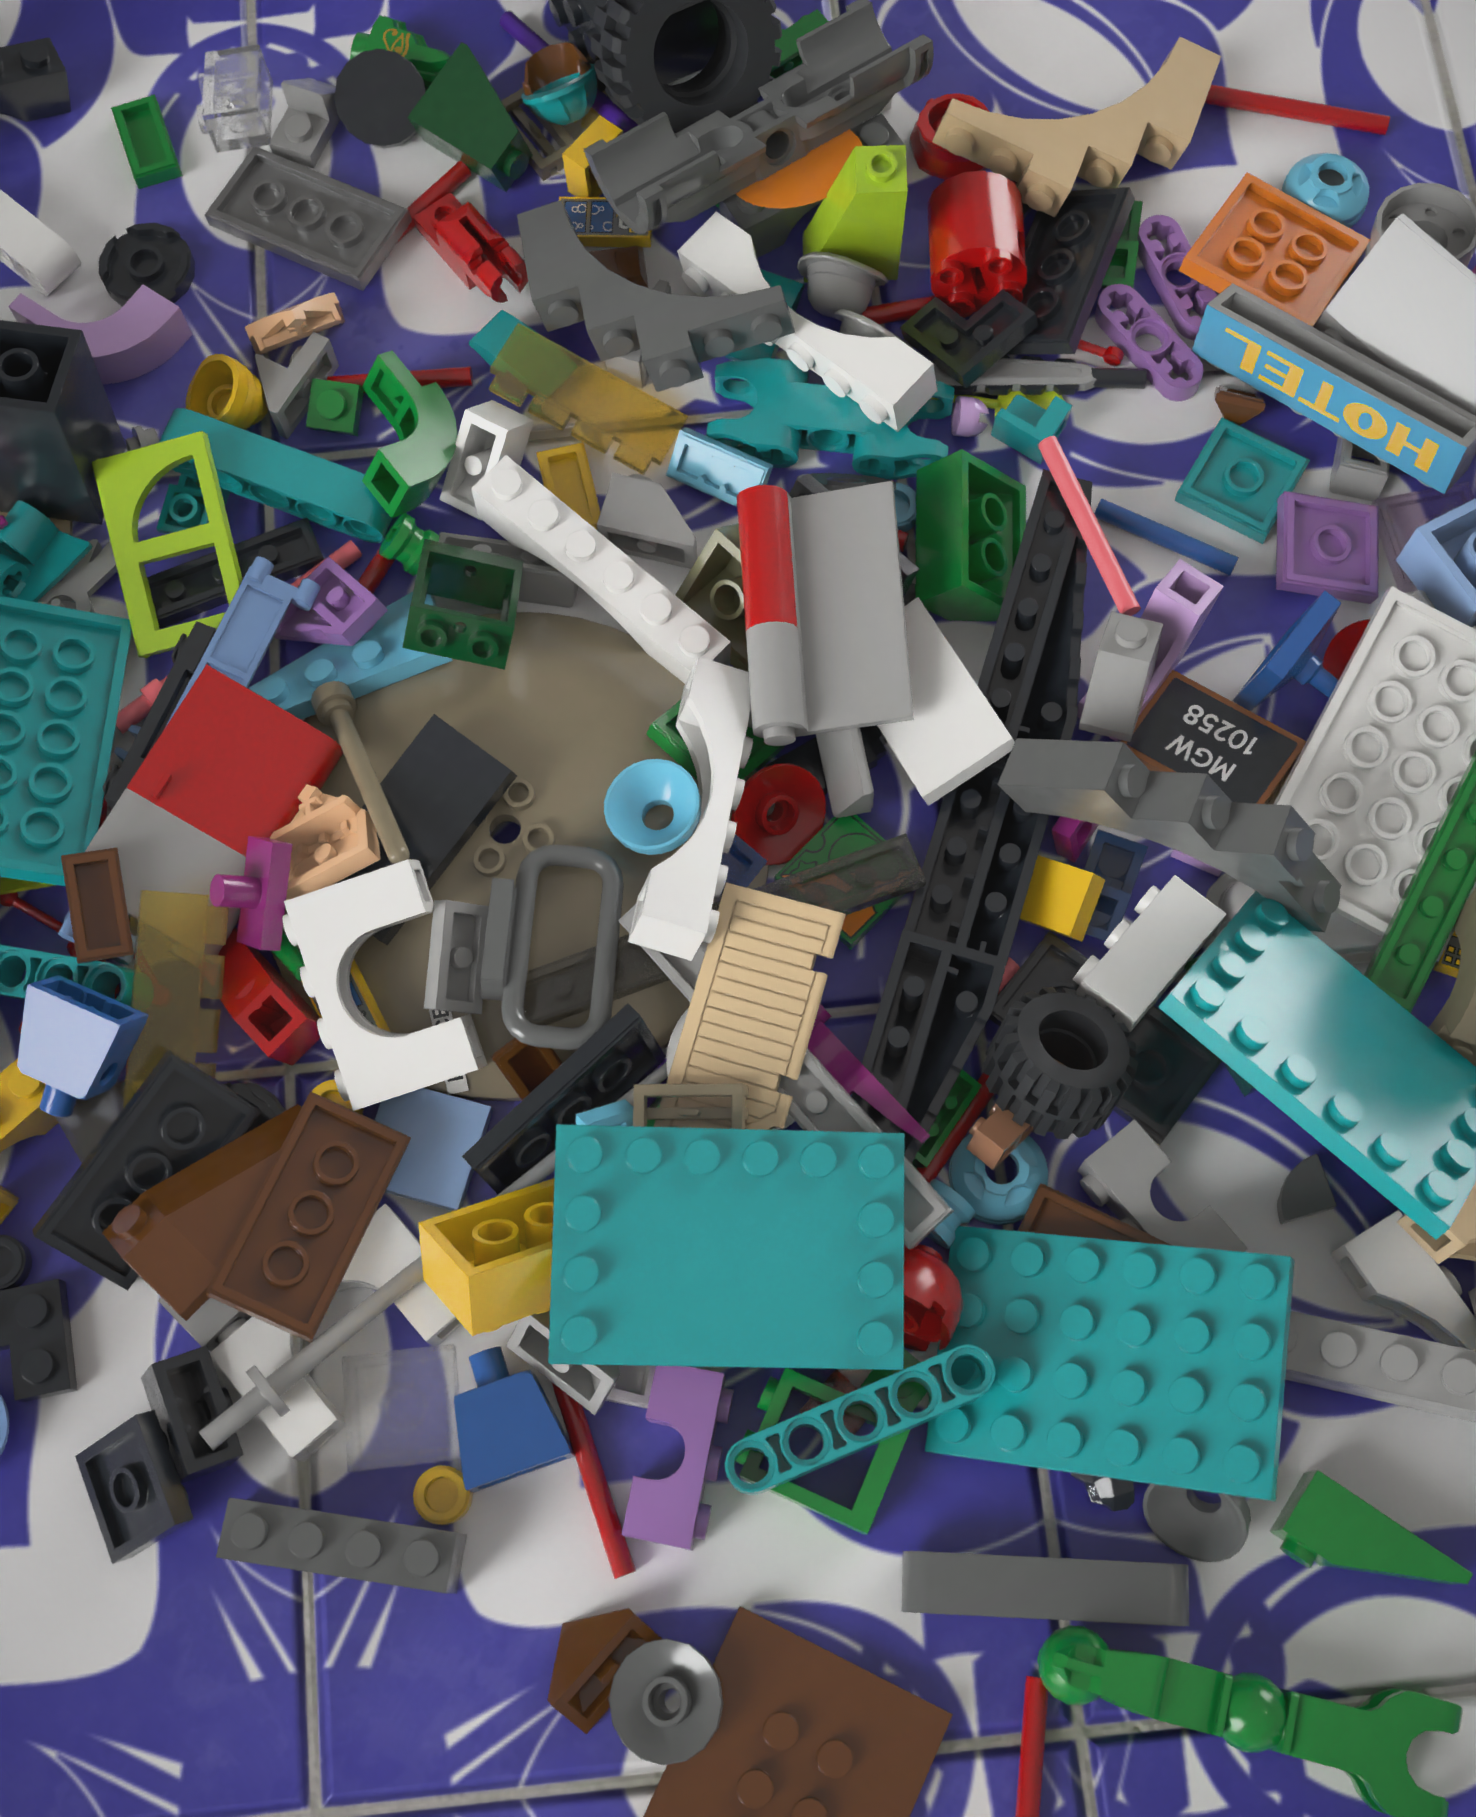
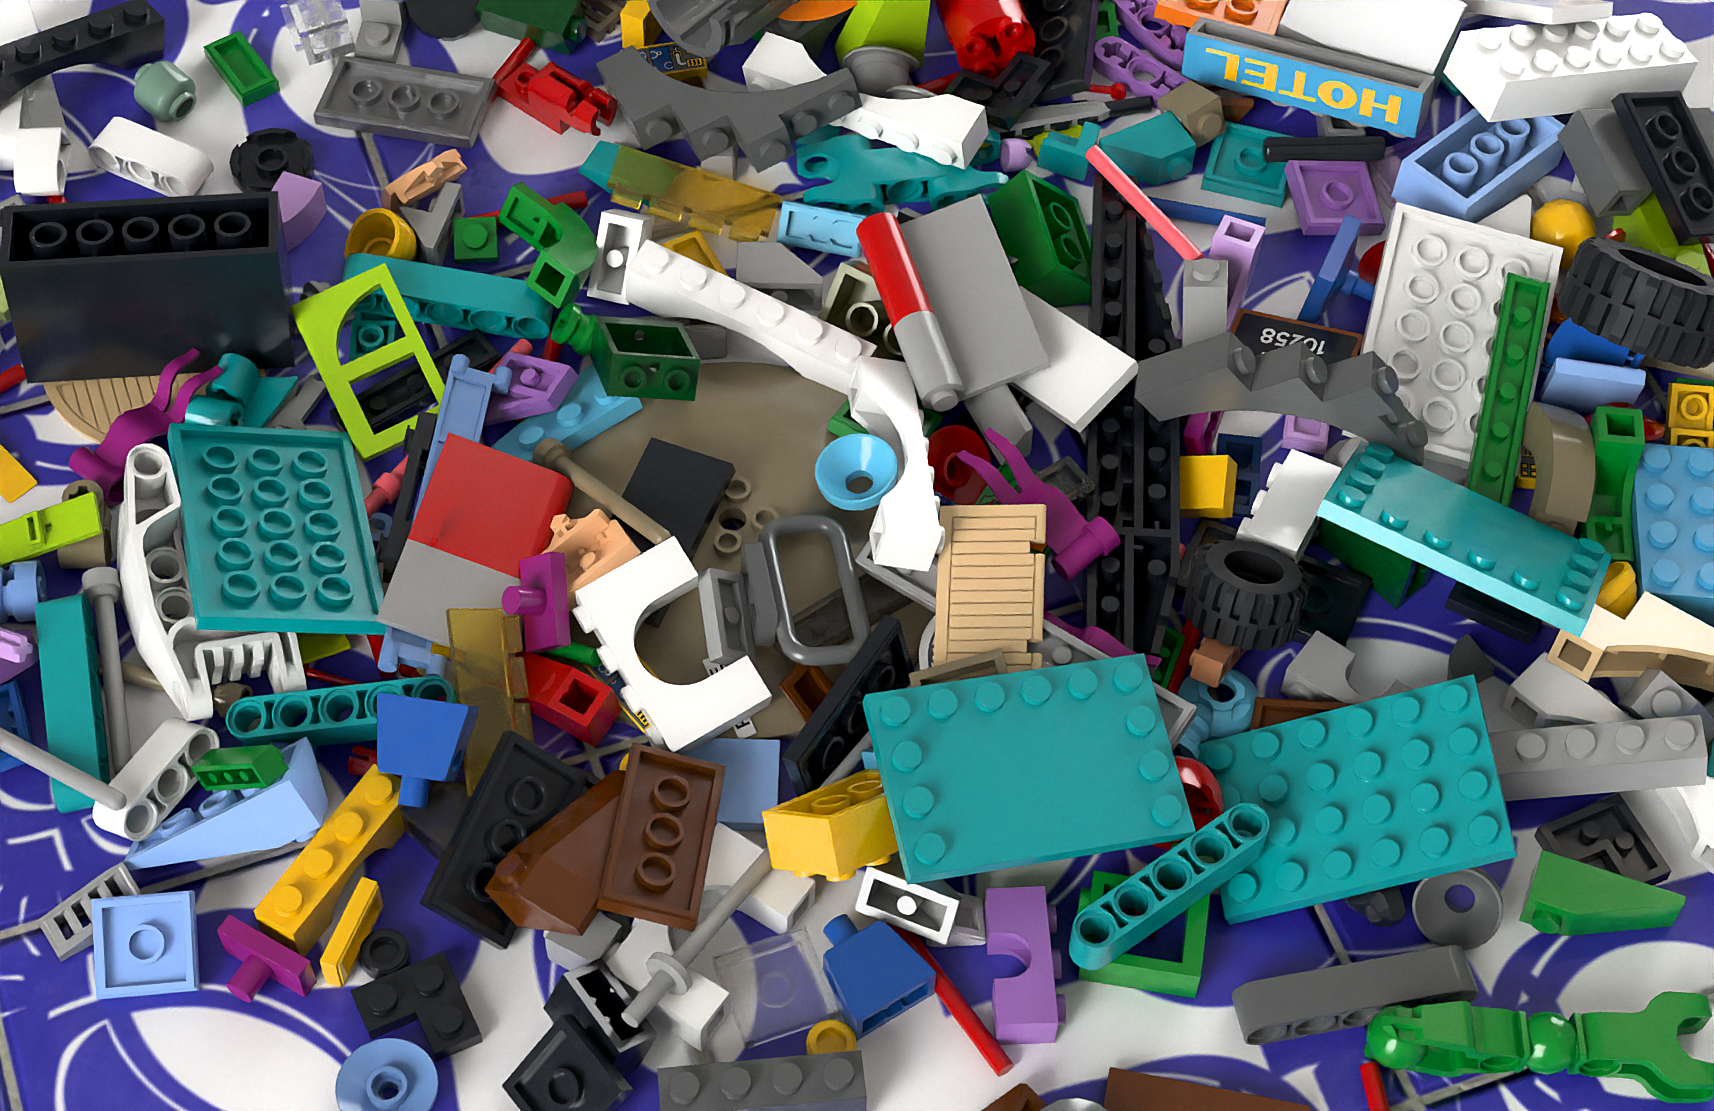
camera: 20 degrees left, 15 degrees down
(52, 156) = (164, 91): none -> sand green head
(97, 905) = (411, 630): reddish brown tile -> none
(868, 931) = (1067, 531): none -> magenta flag
(1124, 444) = (1152, 149): none -> teal slope
(1187, 407) = (1196, 110): none -> dark tan brick
(1332, 482) = (1324, 148): none -> black axle
(1411, 1455) = (1609, 833): none -> black plate

